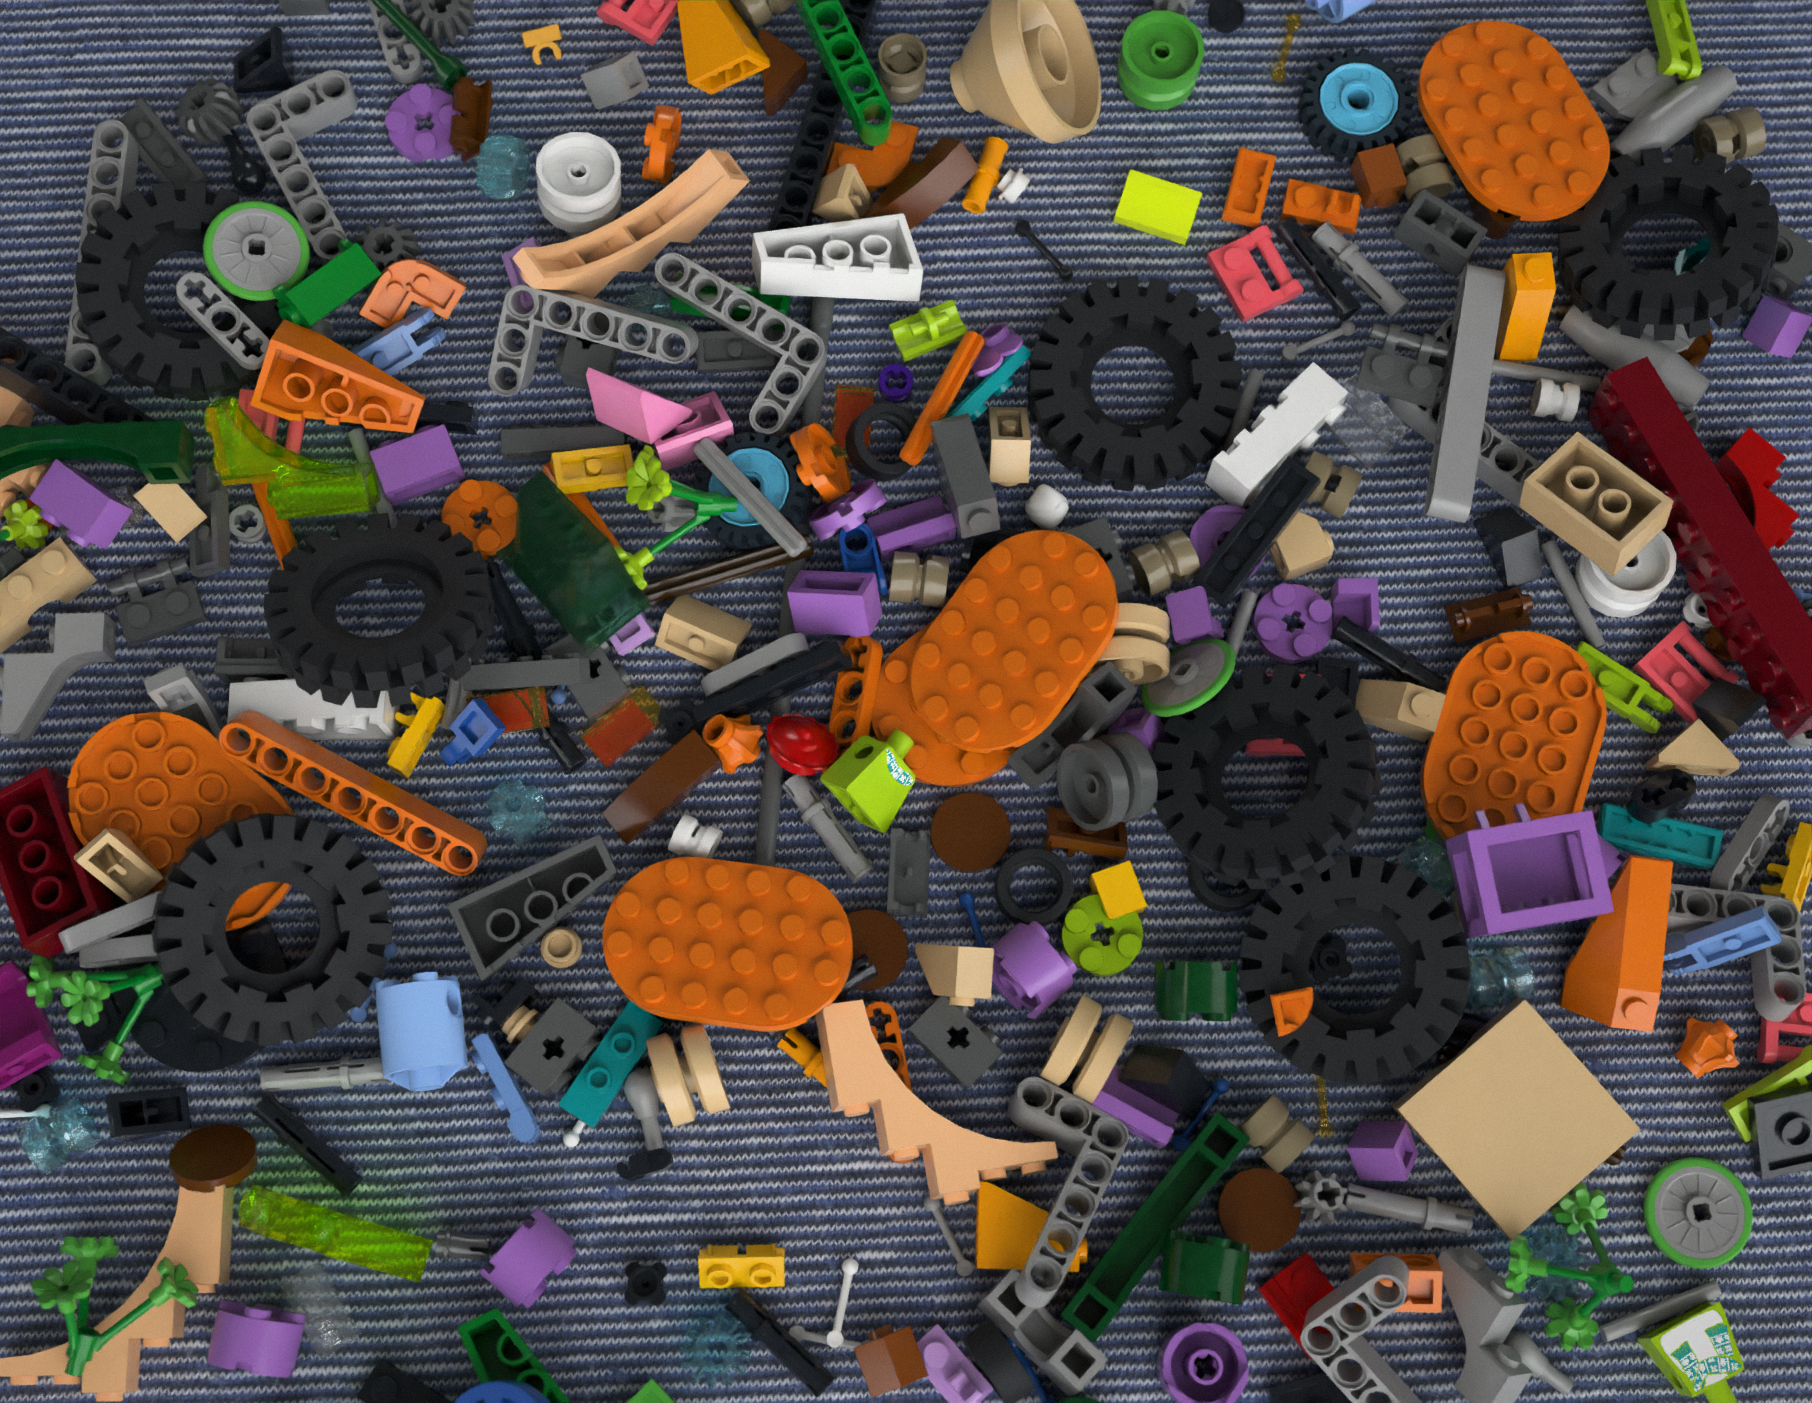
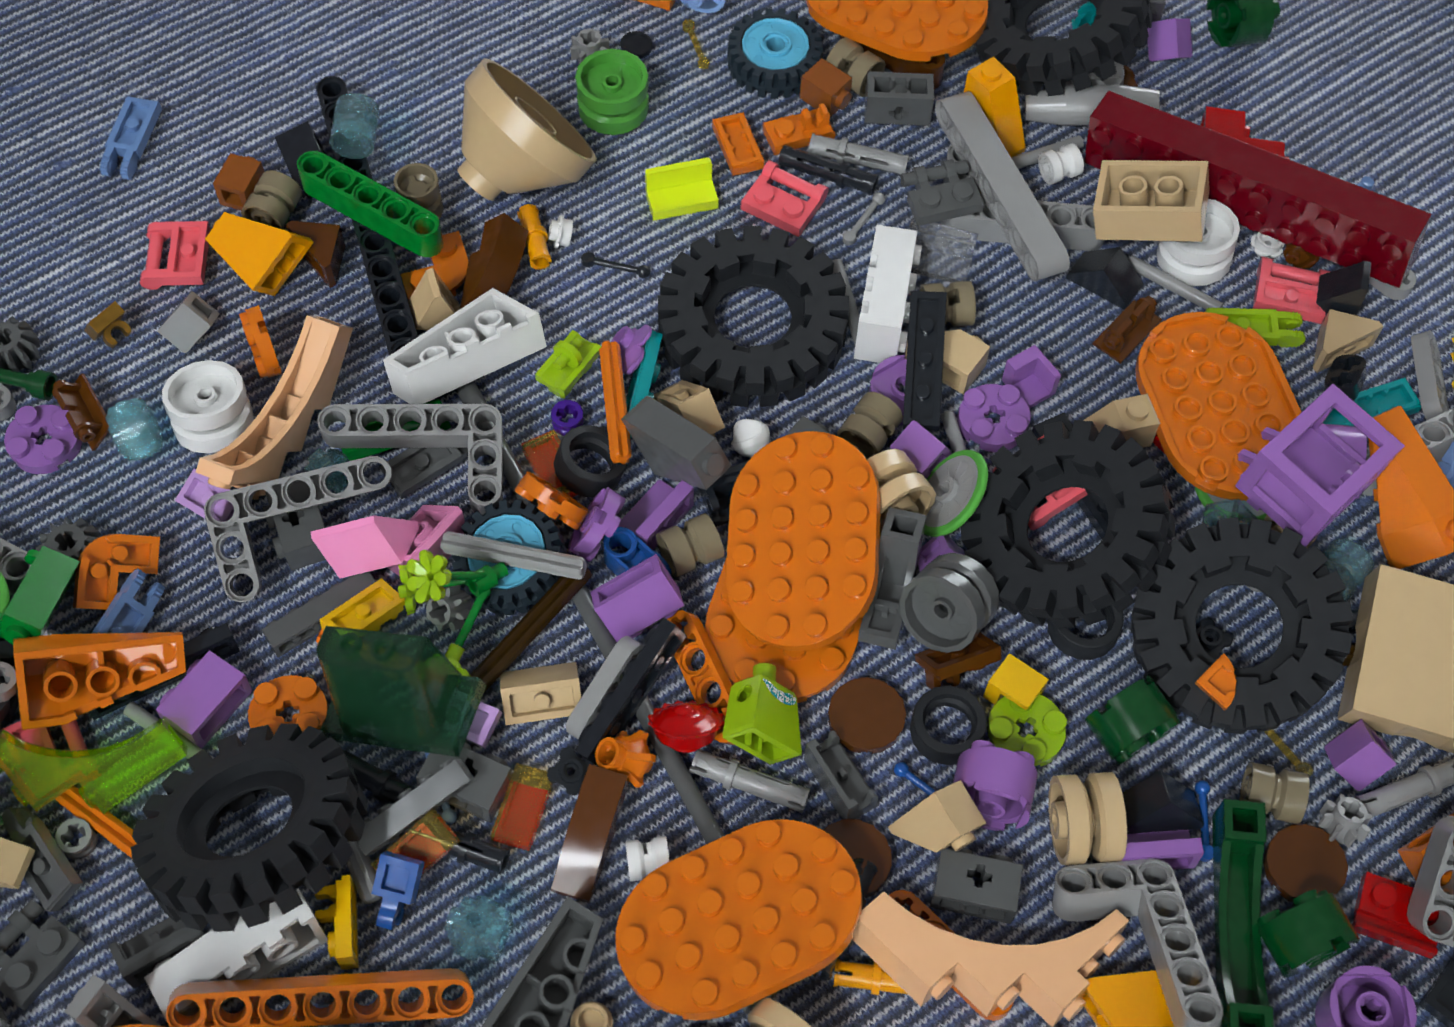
camera: 30 degrees left, 15 degrees down
(1381, 653) = (1075, 398): black pin -> none

